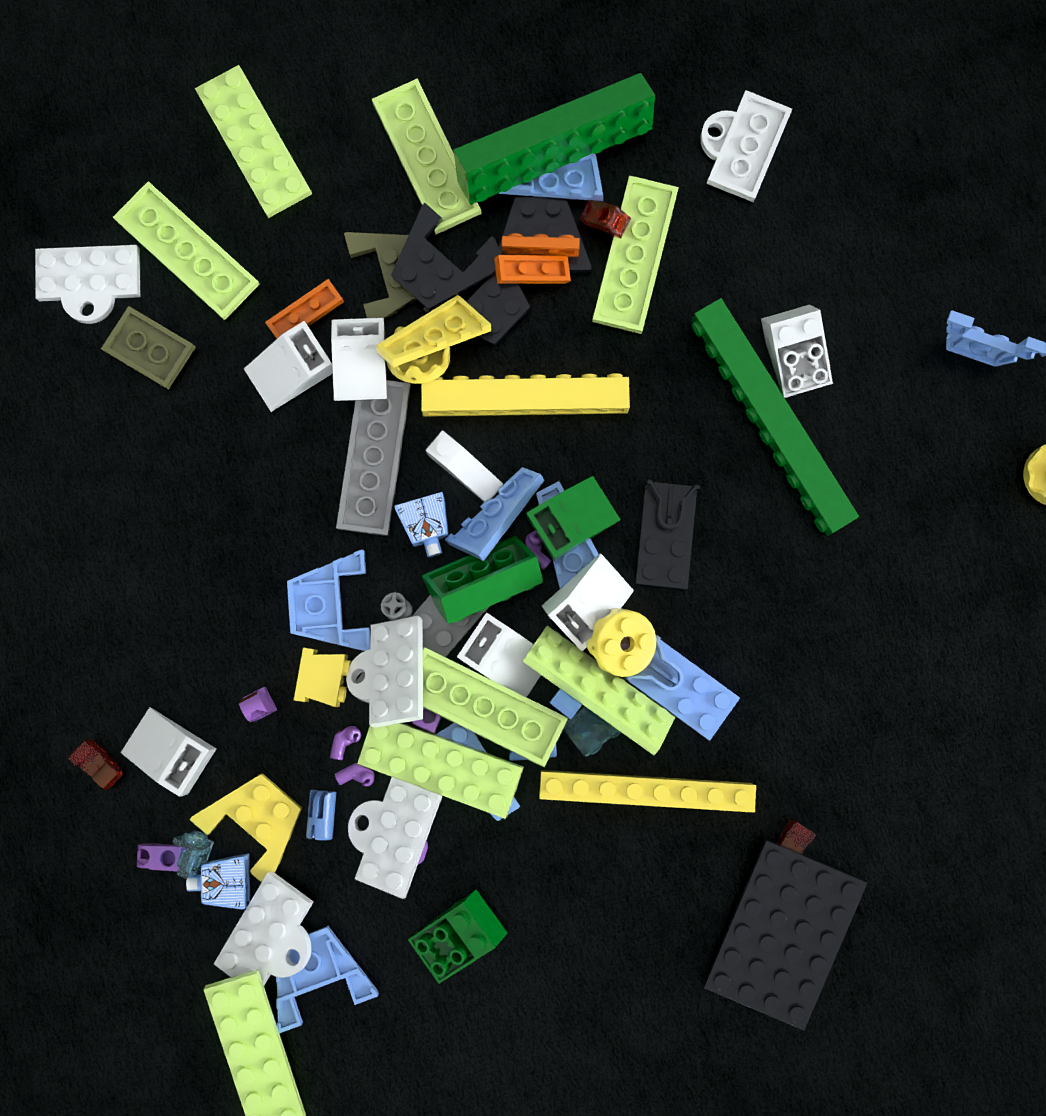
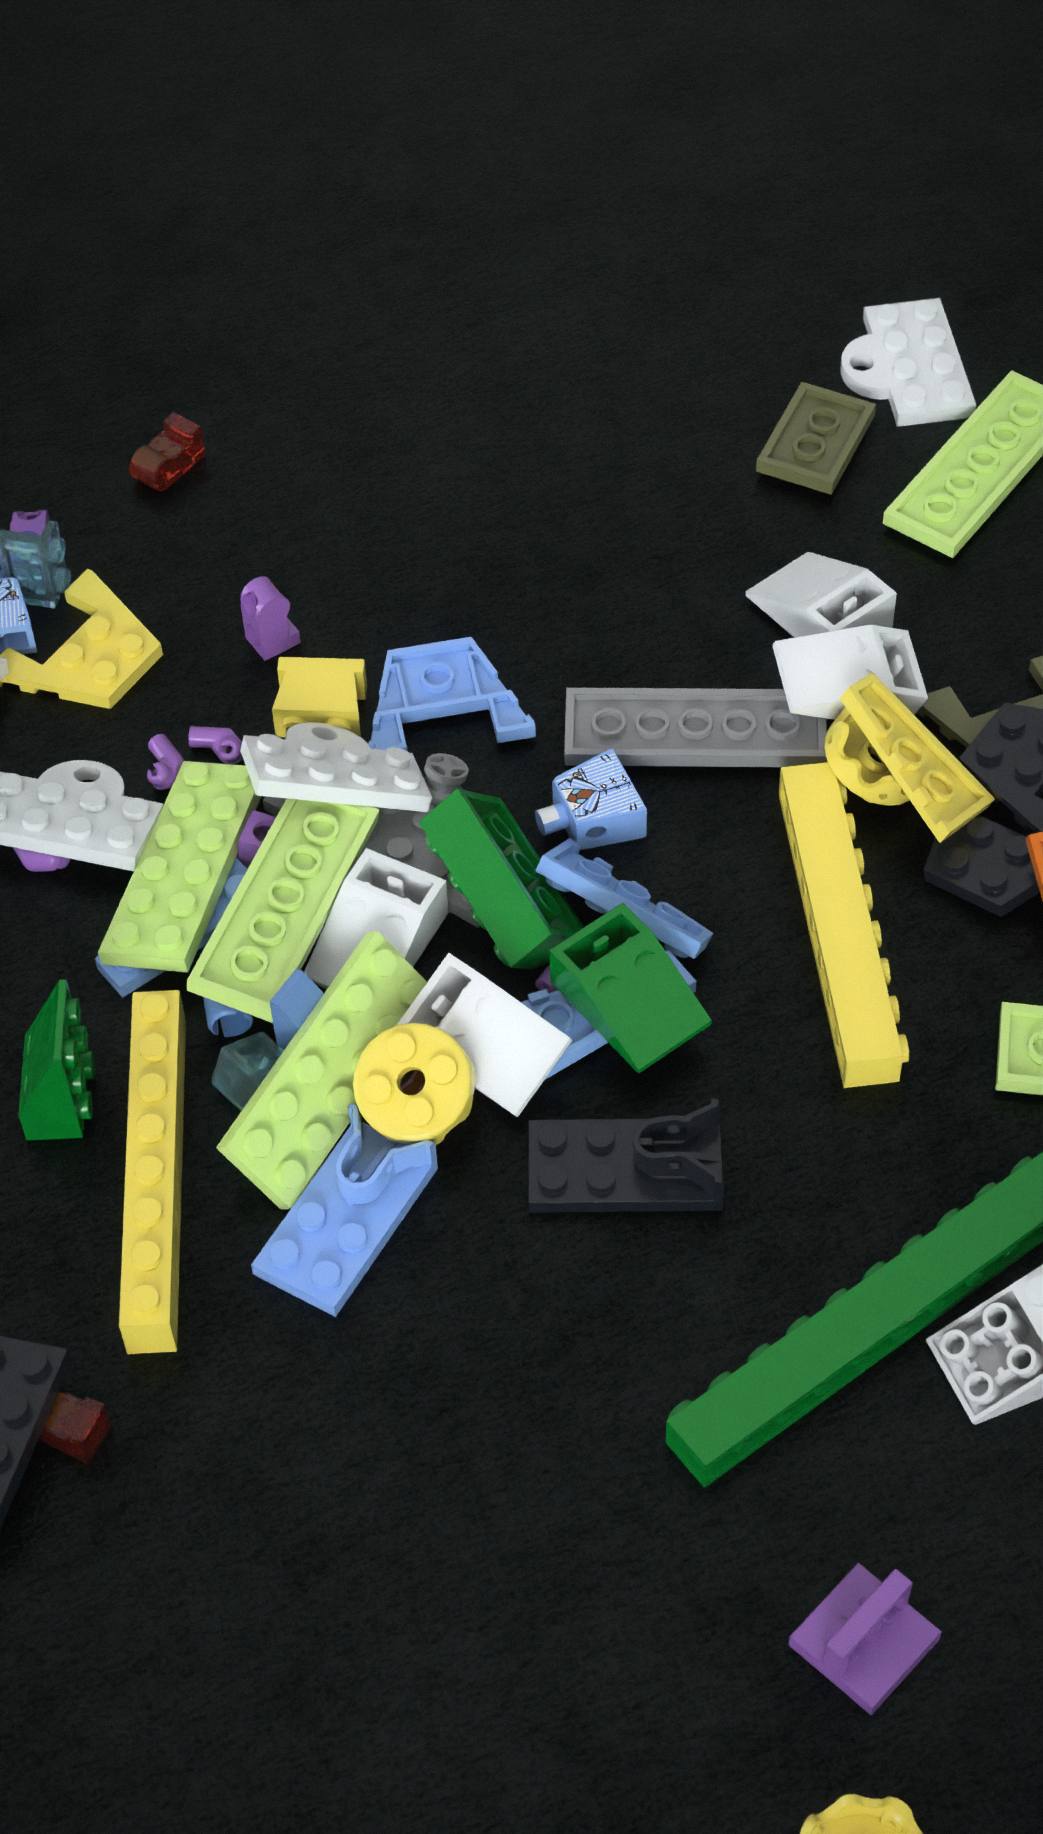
camera: 85 degrees right, 30 degrees down
(168, 752) = (184, 533): white slope -> none
(307, 308) = (928, 618): orange plate -> none
(321, 815) = (97, 722): medium blue arm -> none
(463, 466) = (700, 843): white slope -> none
(586, 846) = (56, 1070): none -> green slope
(941, 455) = (866, 1636): none -> medium lavender bracket

